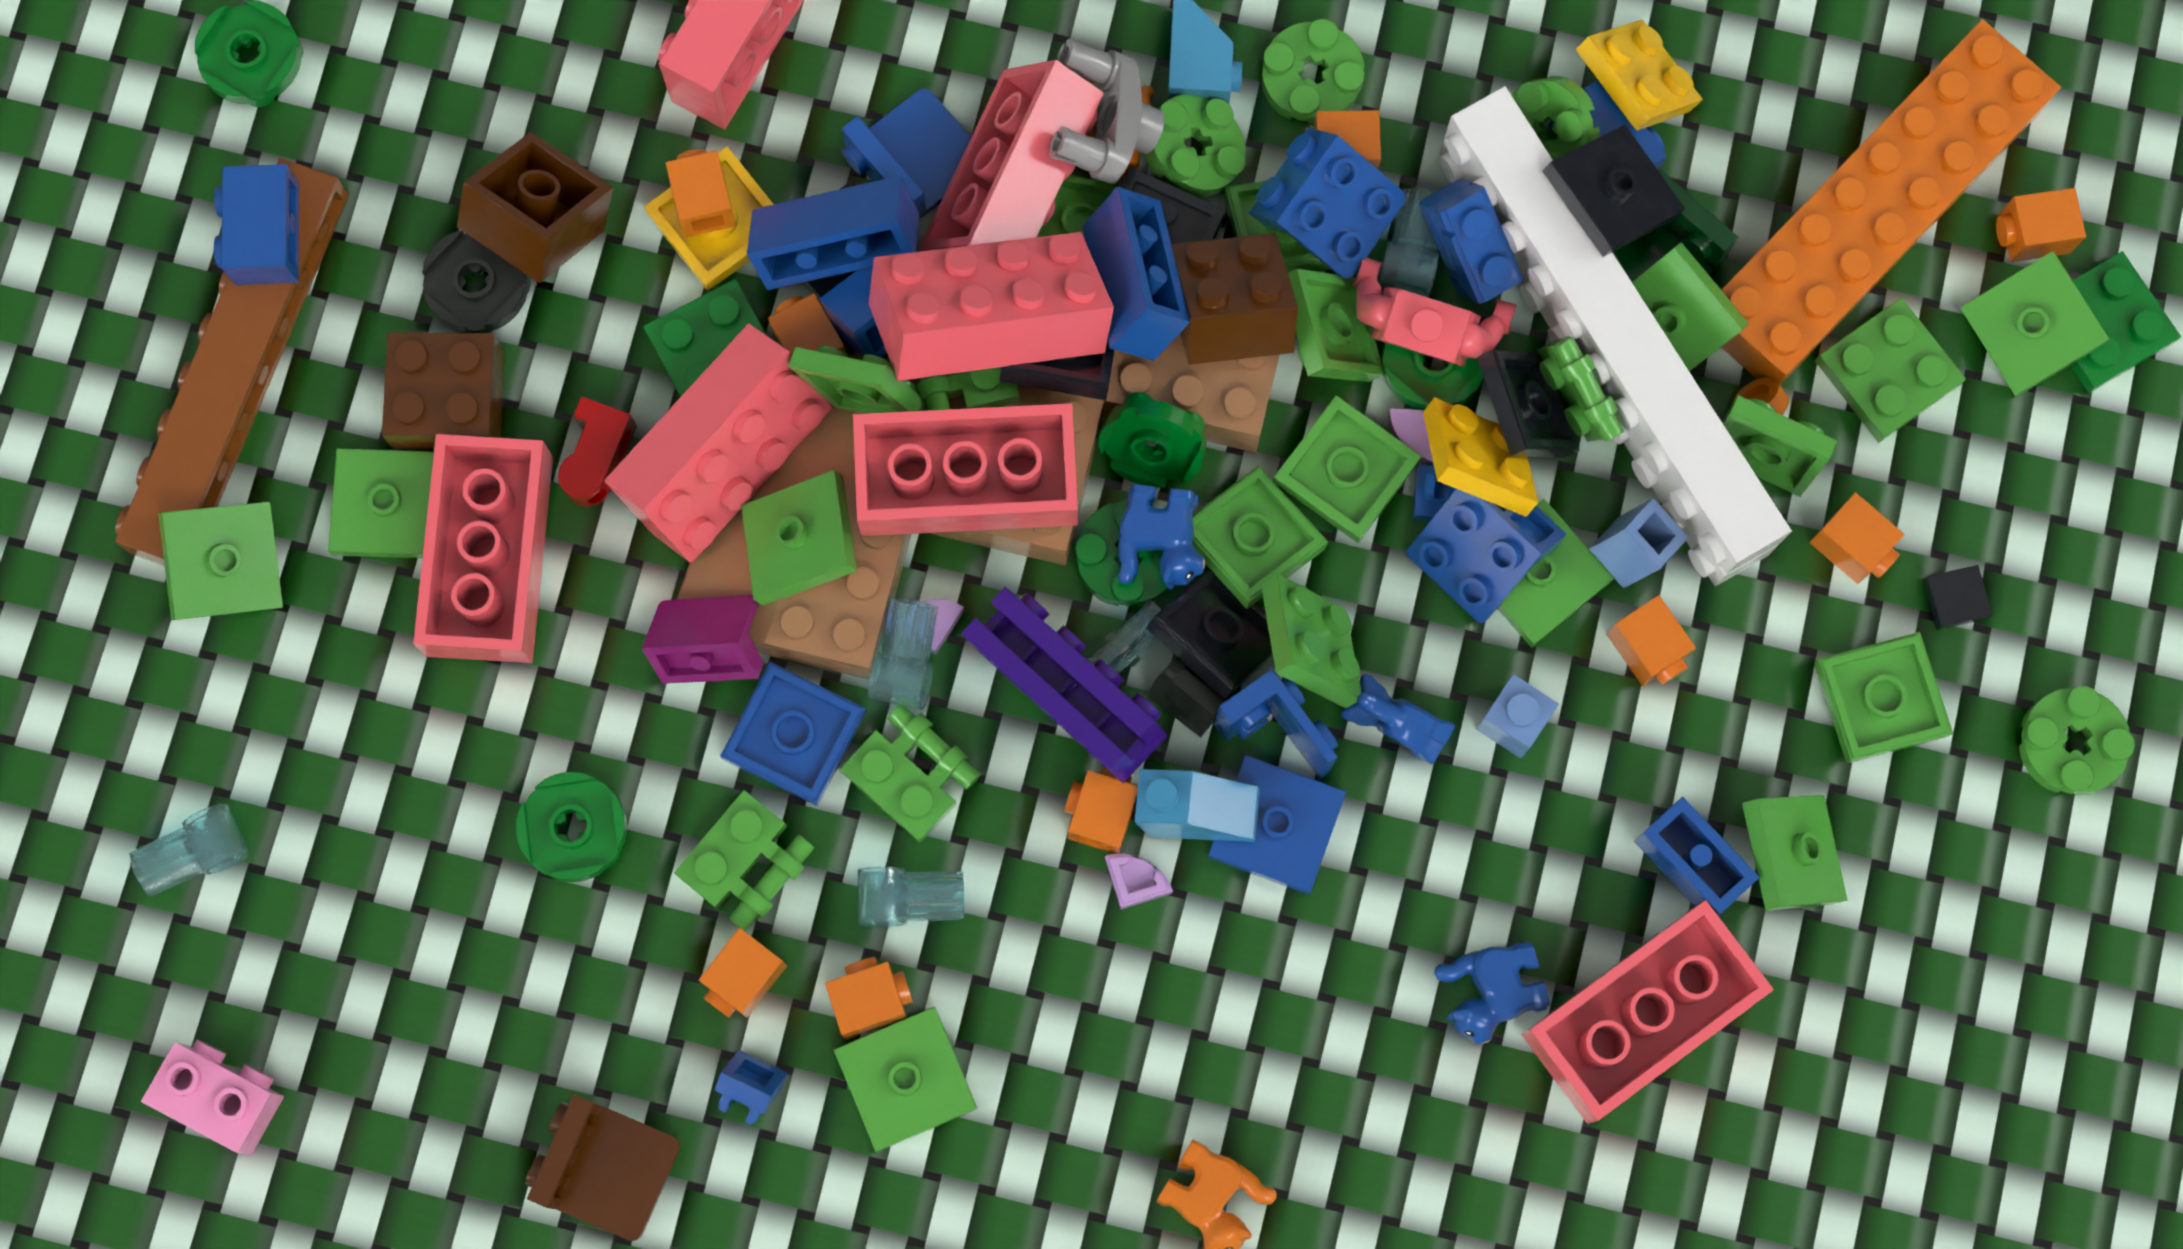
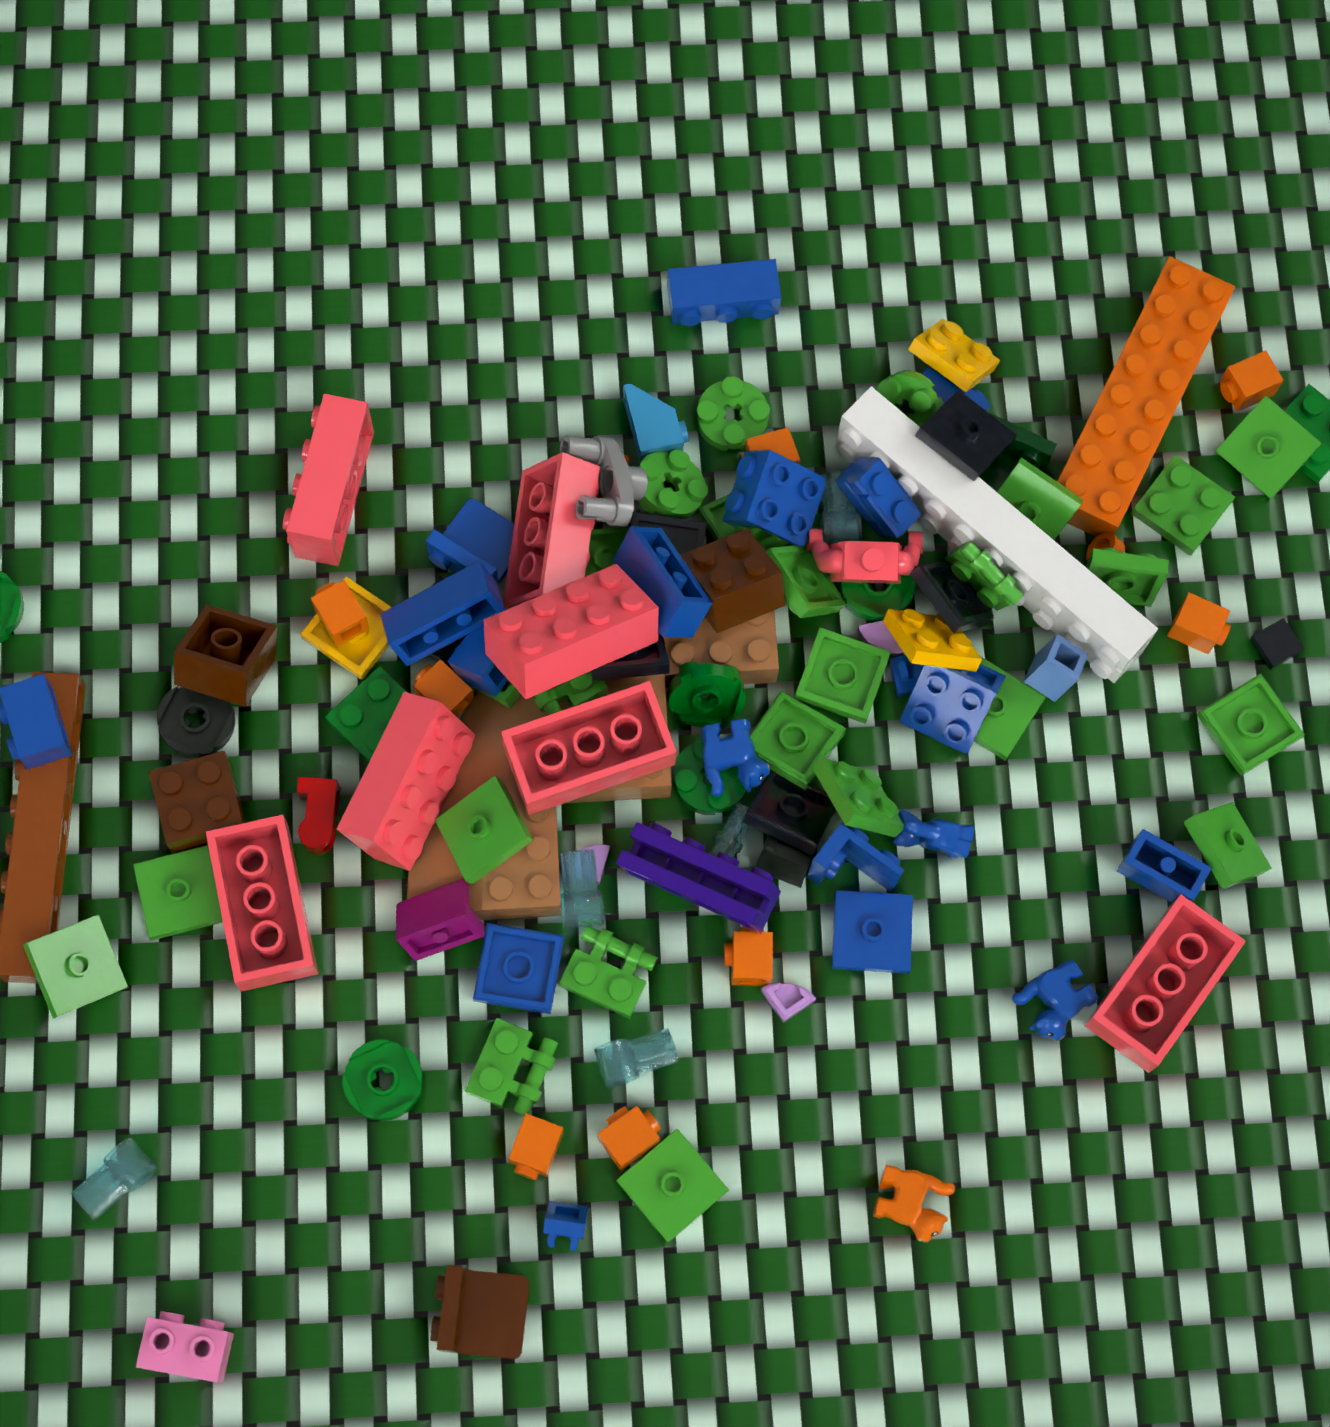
camera: 20 degrees left, 5 degrees down
(855, 384) = (492, 711): bright green plate -> none
(1195, 806) = (815, 935): dark azure slope -> none
(1517, 716) = (1012, 809): medium blue brick -> none
(1652, 642) = (1086, 732): orange brick -> none

